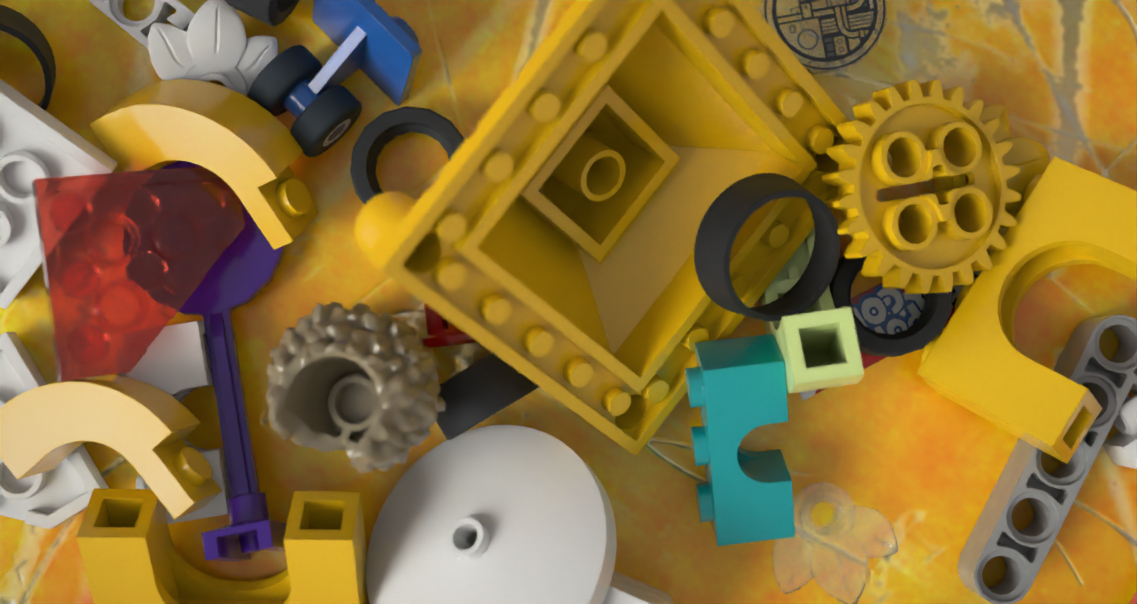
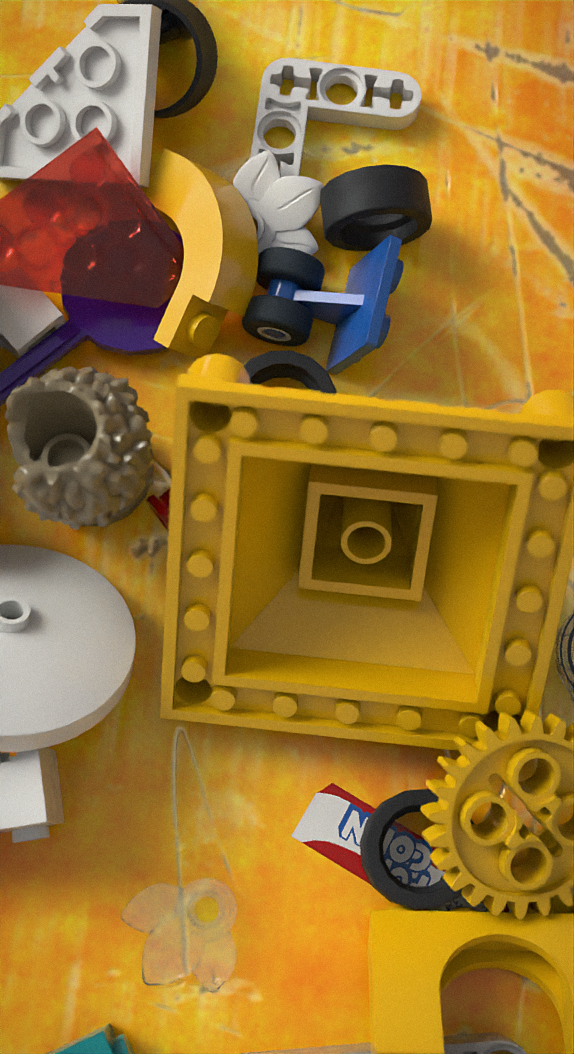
camera: 55 degrees right, 10 degrees down
(479, 394) = (131, 559): black tyre -> none
(725, 220) = (397, 658): black tyre -> none
(738, 389) = (186, 825): teal arch -> none
(818, 343) = (354, 786): yellowish green arch -> none

